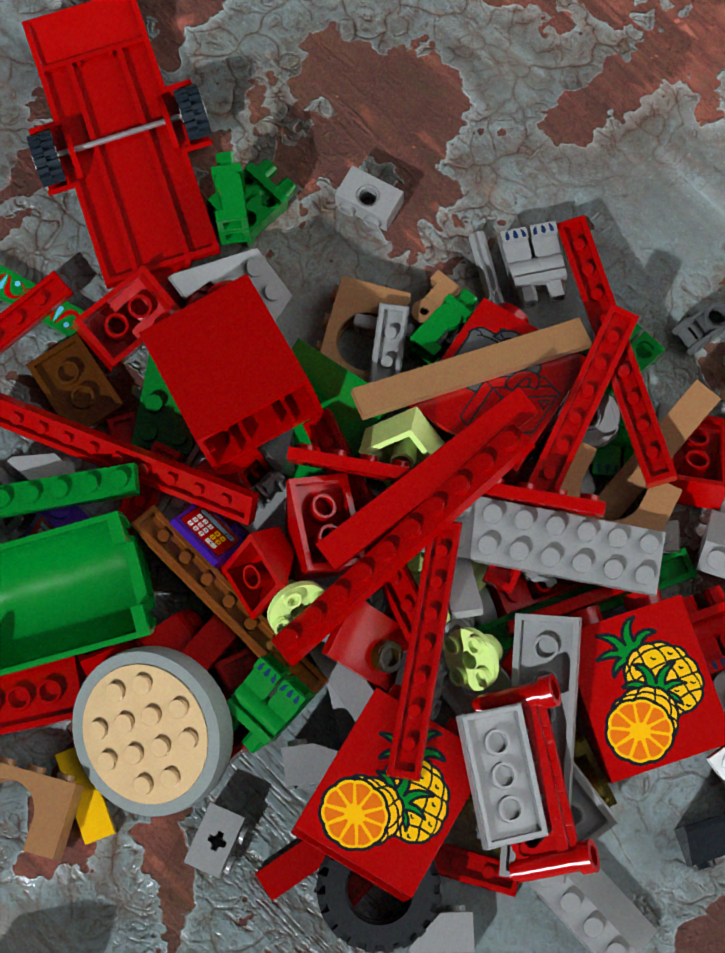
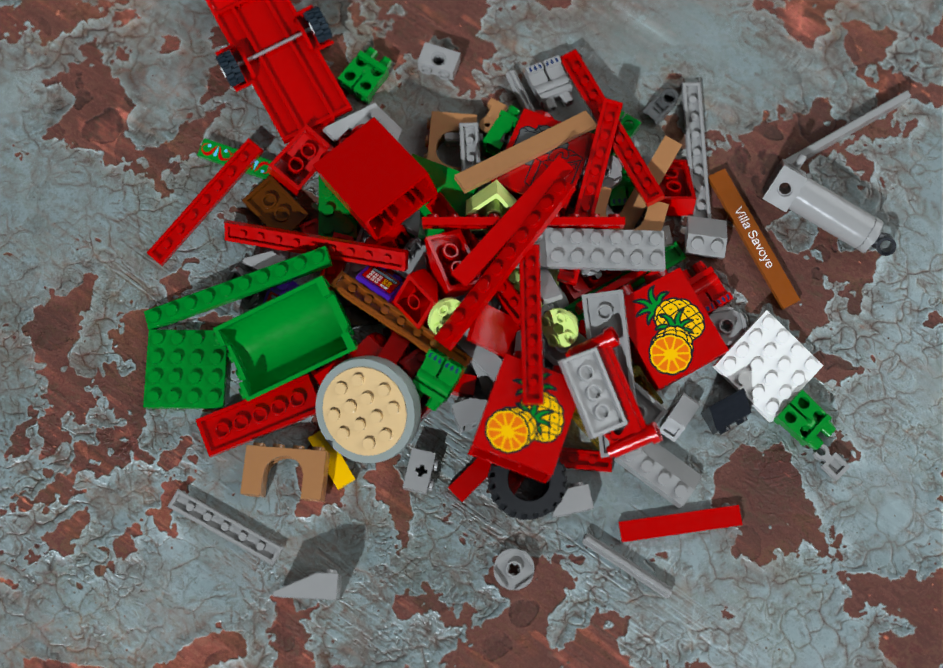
camera: 15 degrees left, 0 degrees up
(230, 190) = (354, 74): green hips -> none
(313, 718) = (465, 386): none -> red brick
(386, 656) = (506, 336): dark brown tile -> none
(638, 830) = (679, 417): none -> light grey slope

